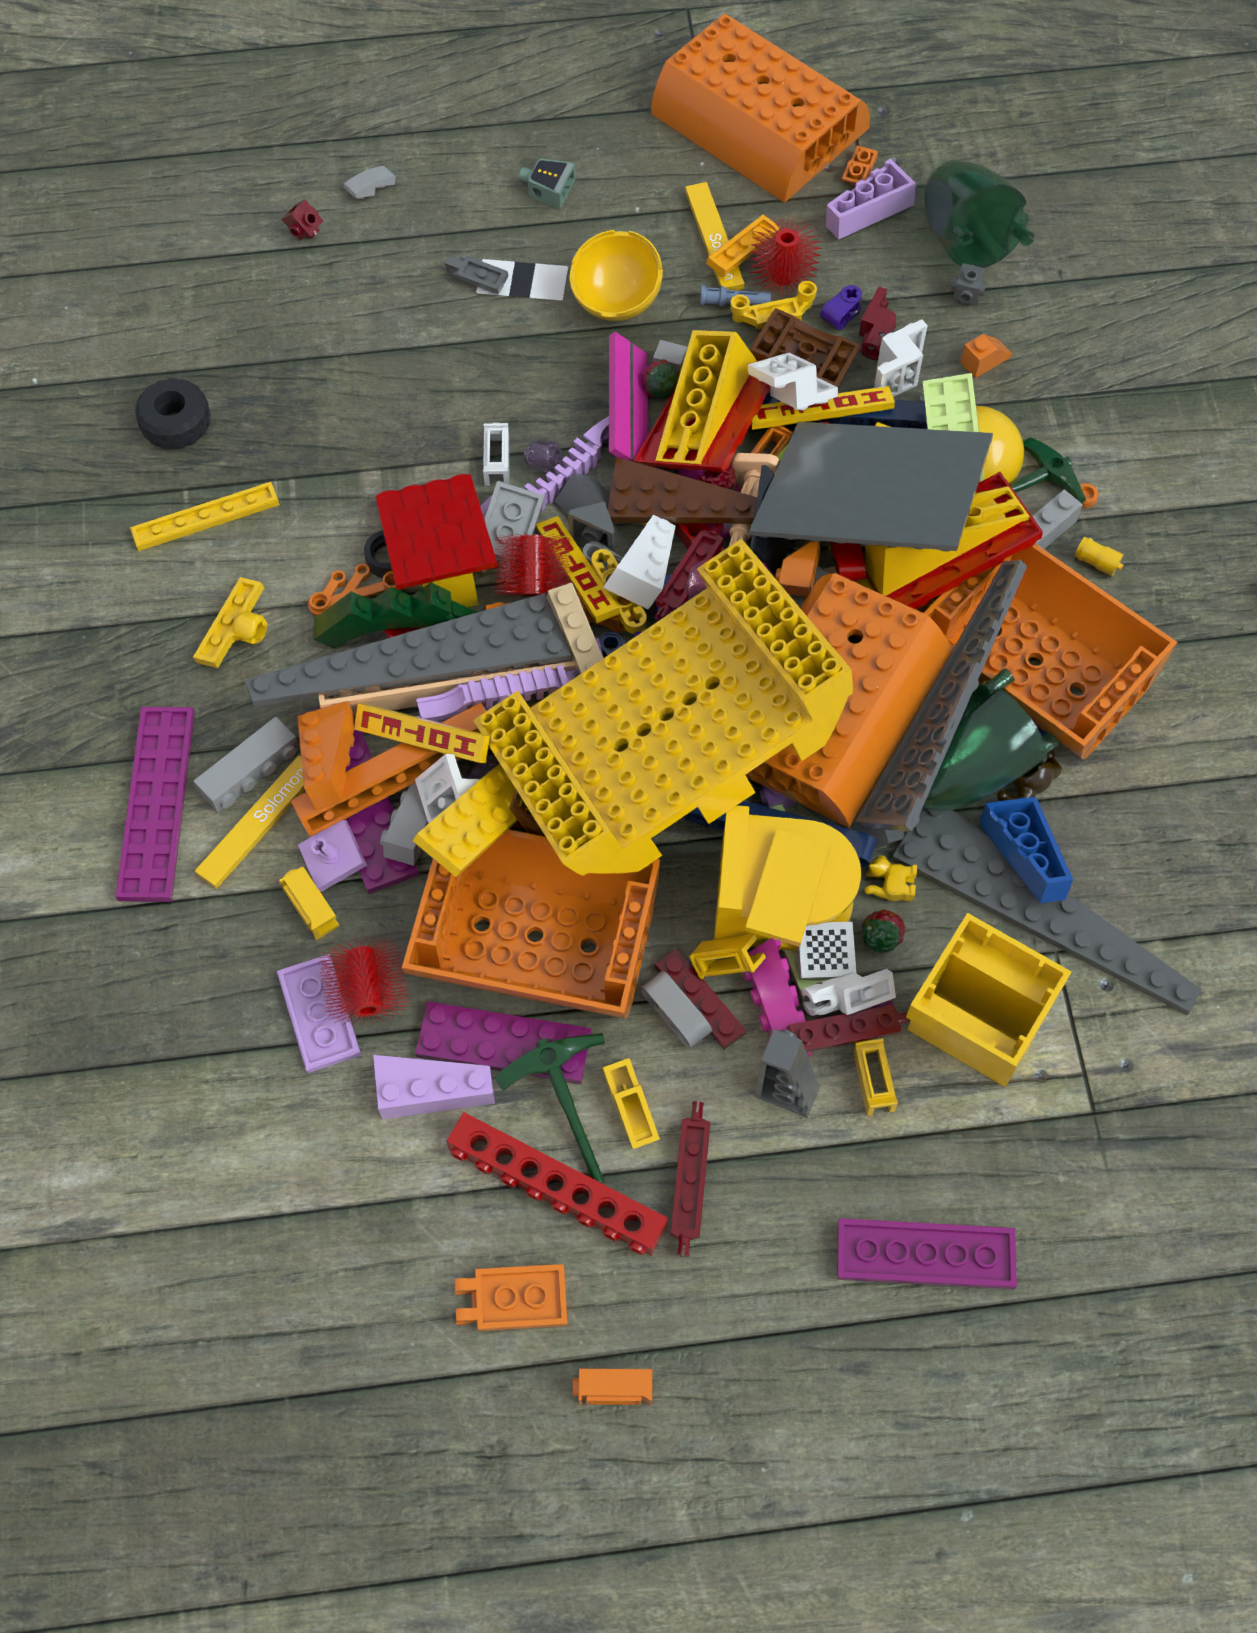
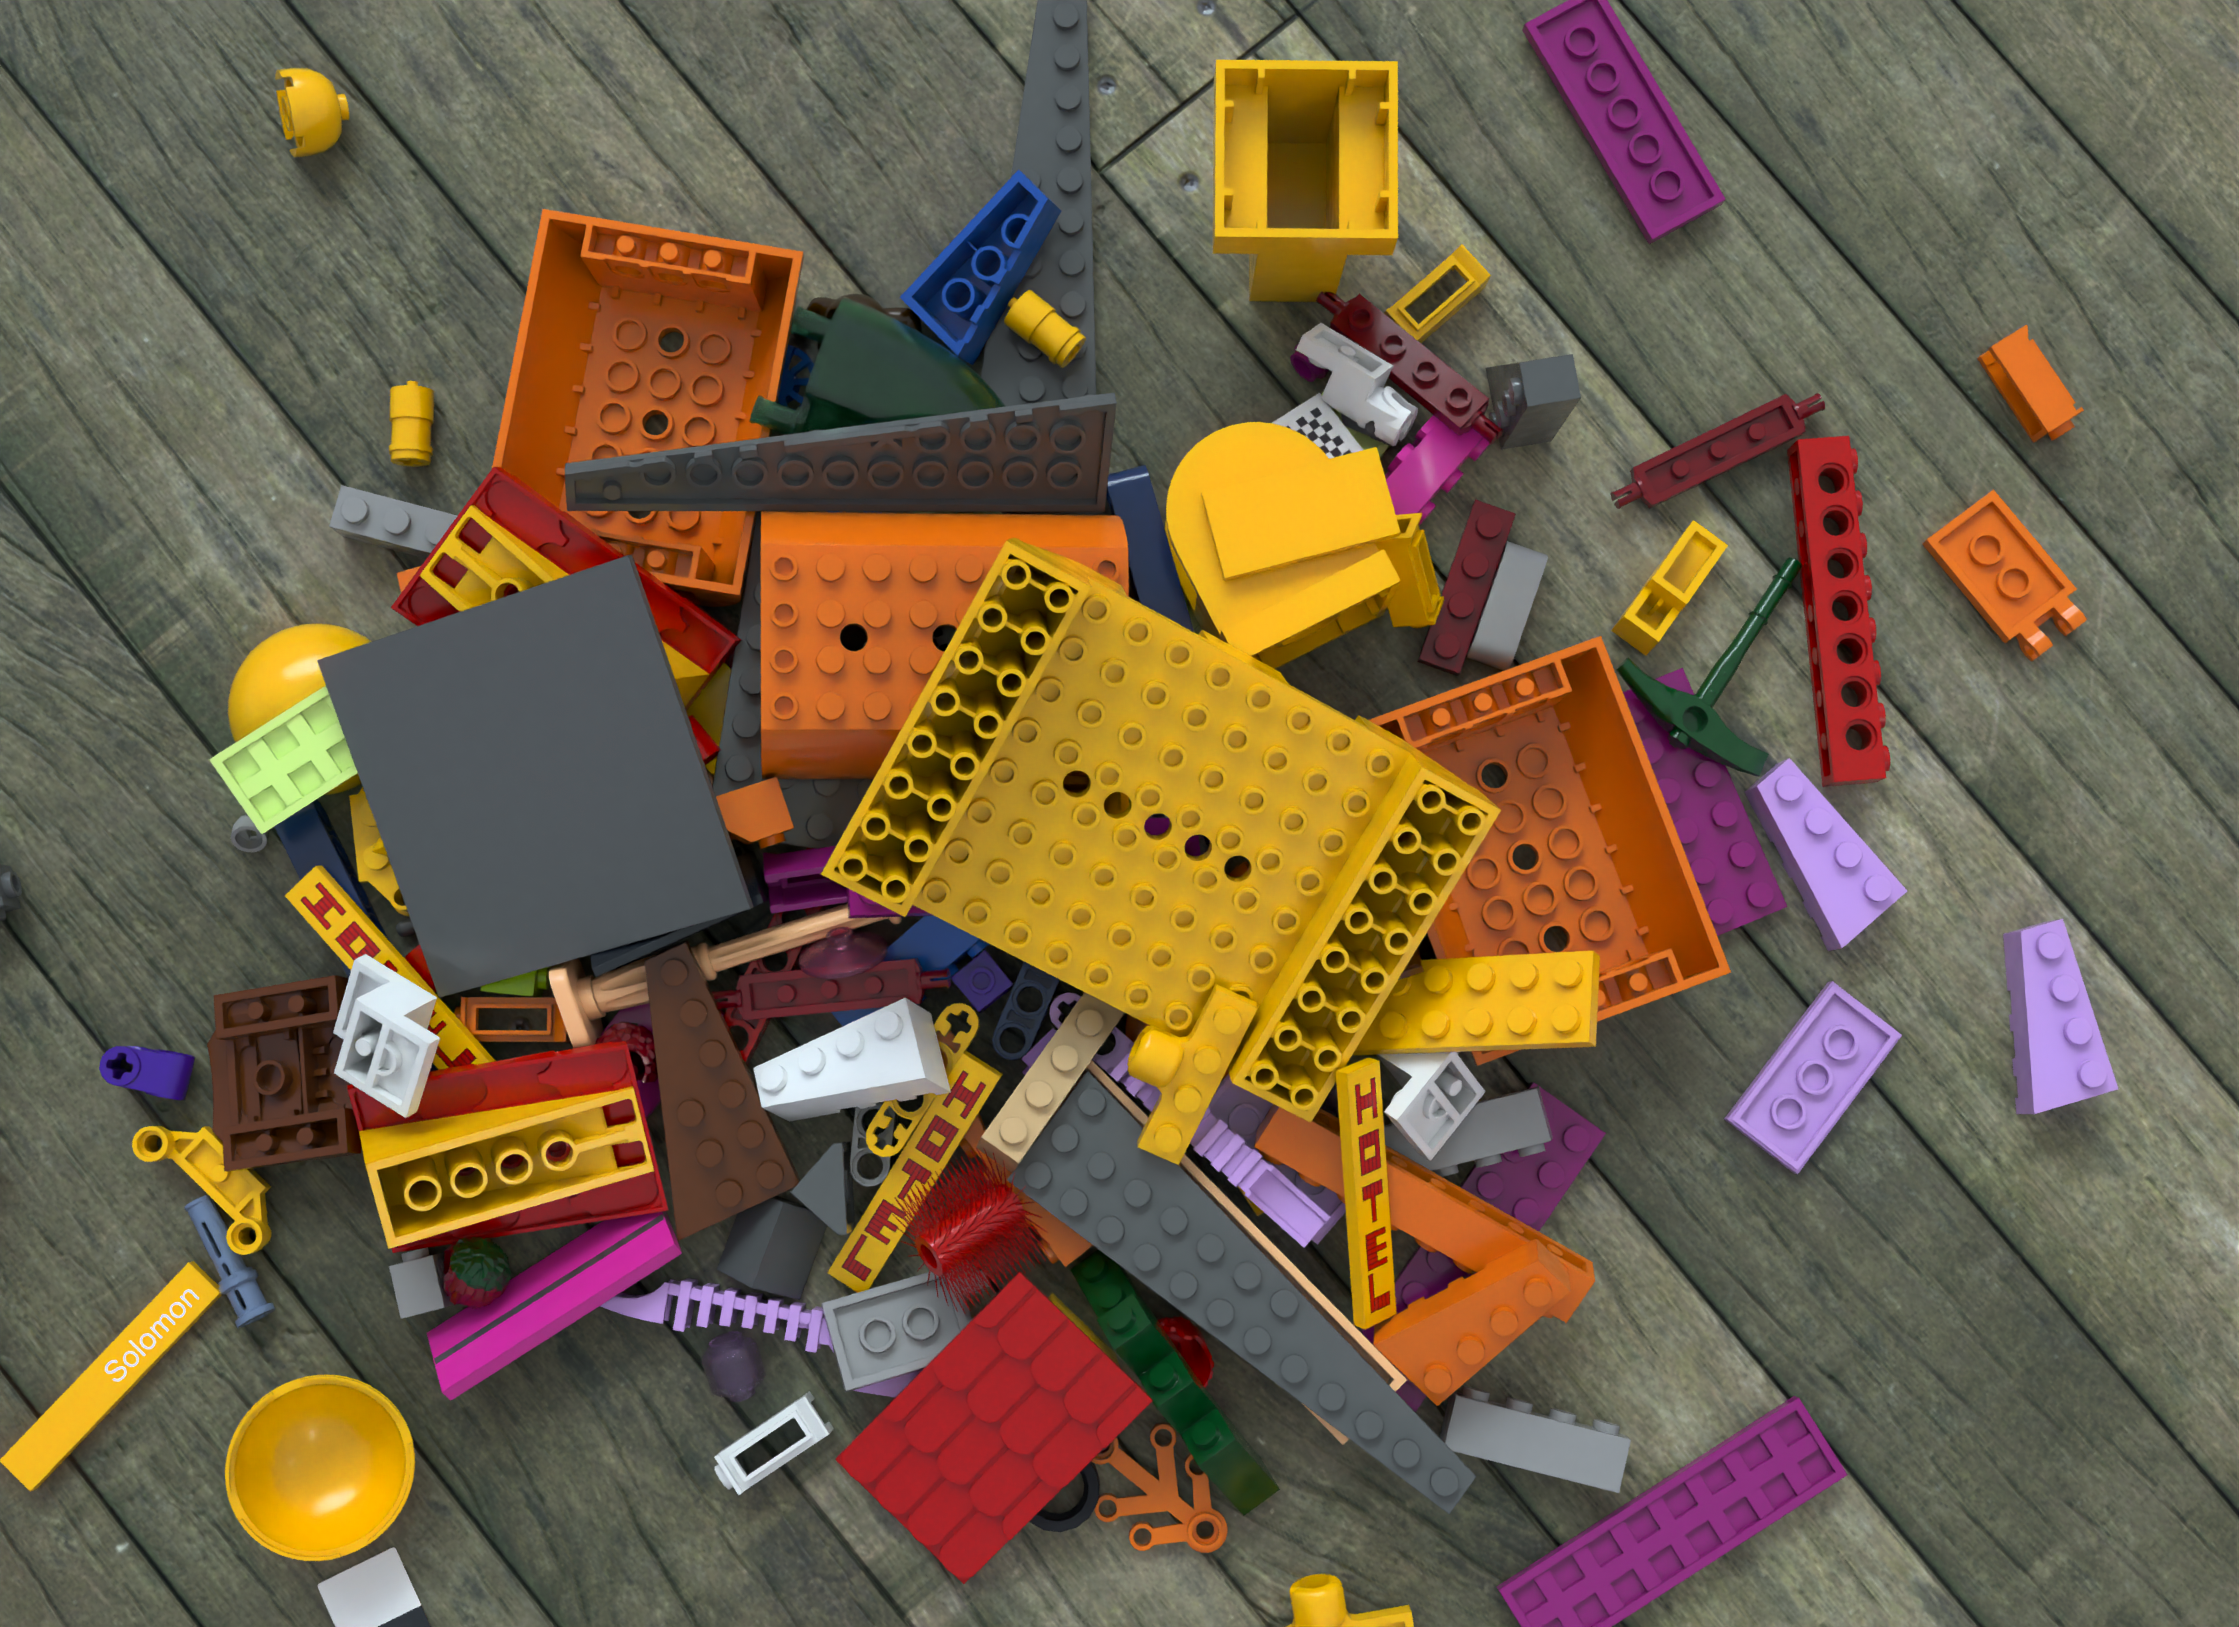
camera: 125 degrees left, 20 degrees up
(251, 1149) = (2052, 1022): none -> lavender wedge
(253, 826) = (1615, 1365): yellow tile -> none
(309, 902) = (1677, 1199): yellow window -> none
(332, 855) = (1591, 1214): lavender tile -> none
(363, 981) = (1760, 1026): red piece -> none
(539, 683) = (1188, 1070): none -> yellow plate
(740, 246) = (113, 1308): light orange plate -> none
(784, 256) = (106, 1217): red piece -> none
(876, 324) = (156, 991): dark red plate -> none
(883, 931) = (1225, 397): dark green piece -> none
(895, 880) = (1139, 427): yellow animal -> none
(901, 358) = (215, 912): white bracket -> none
(980, 857) = (1041, 325): none -> yellow piece
(983, 354) = (113, 793): orange slope -> none
(1052, 467) = (282, 572): dark green piece -> none
(1091, 495) = (301, 504): orange tile -> none

